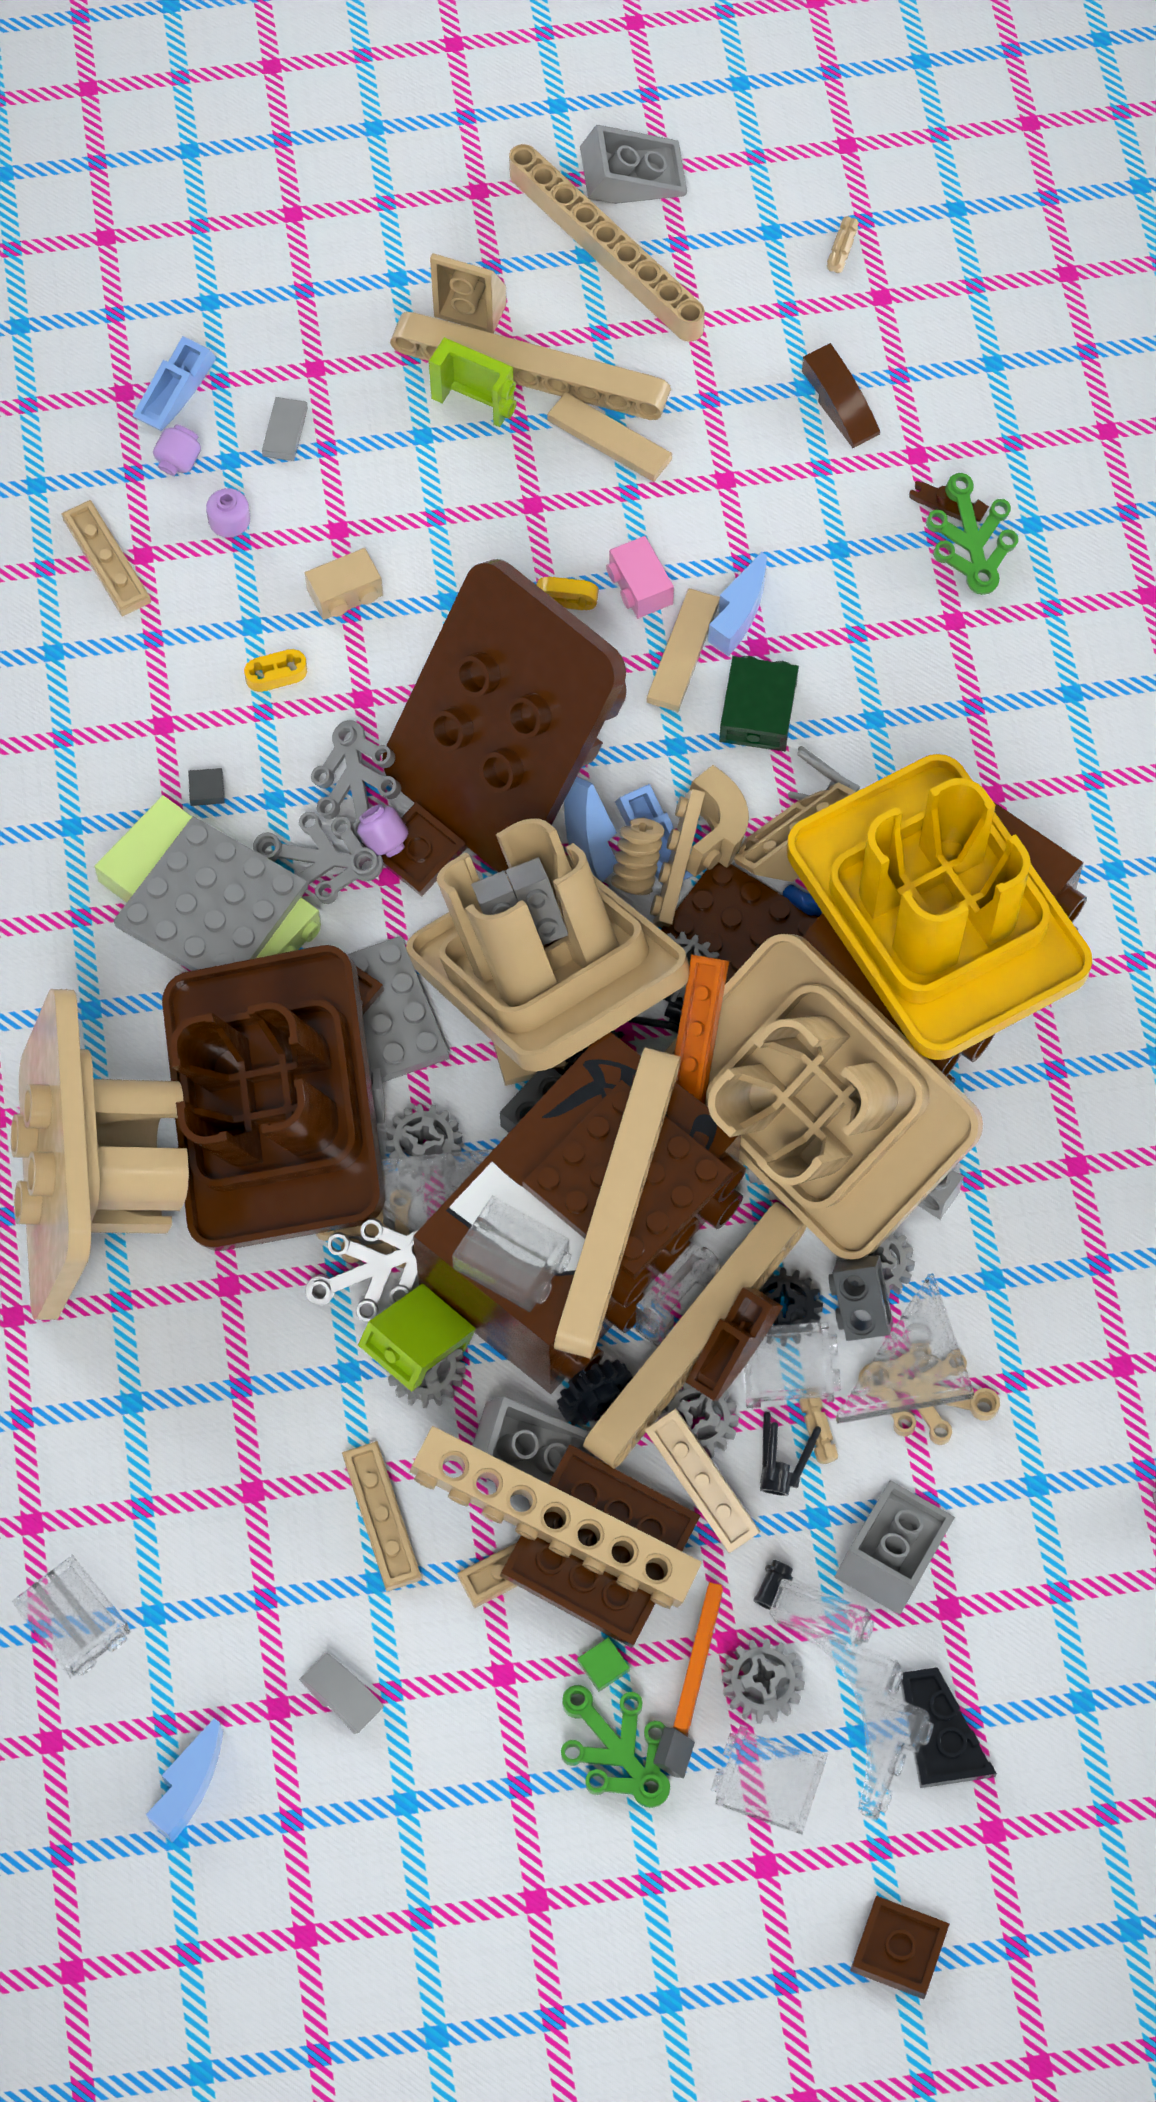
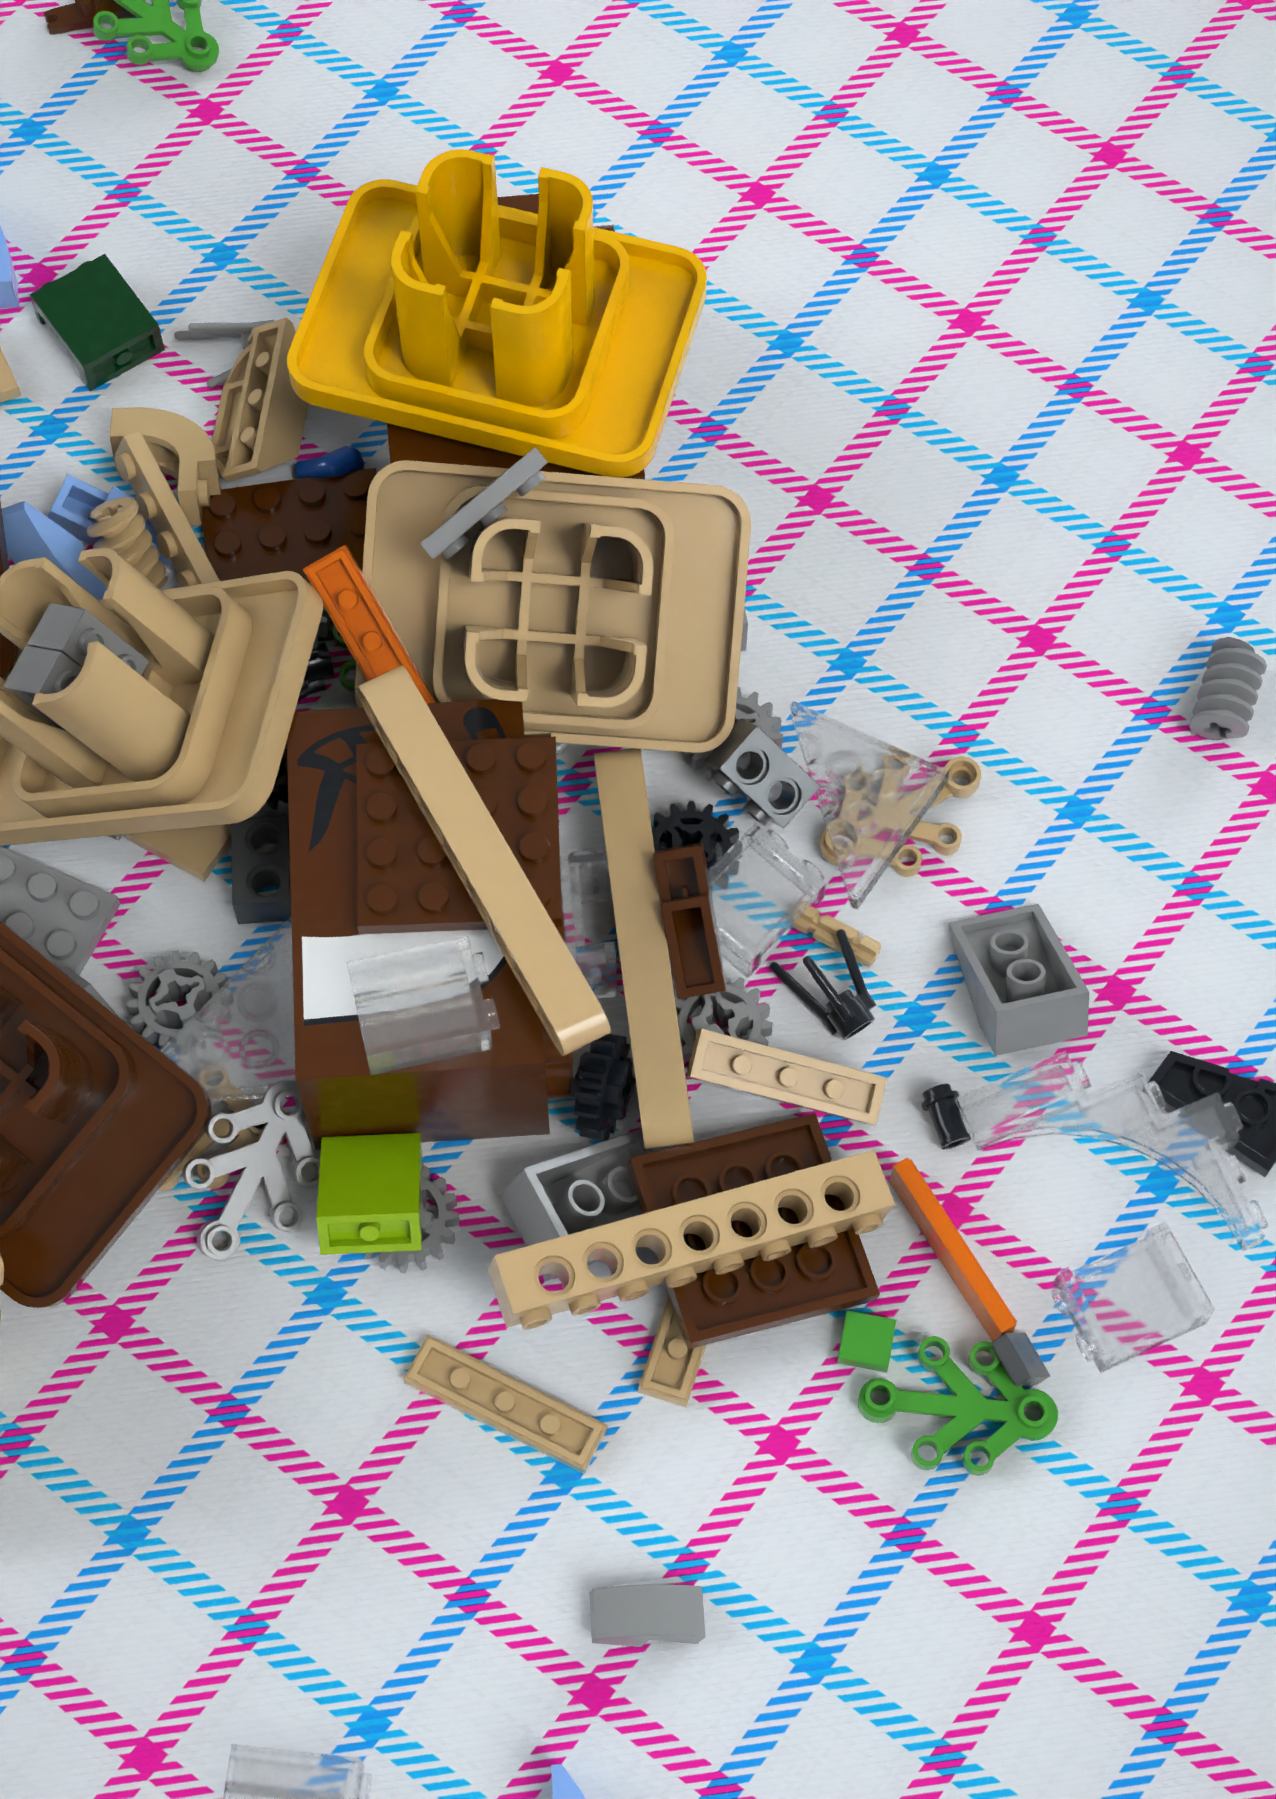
camera: 45 degrees left, 0 degrees up
(748, 1684) = (1015, 1202): light grey gear -> none
(810, 1005) = (486, 505): none -> light grey plate

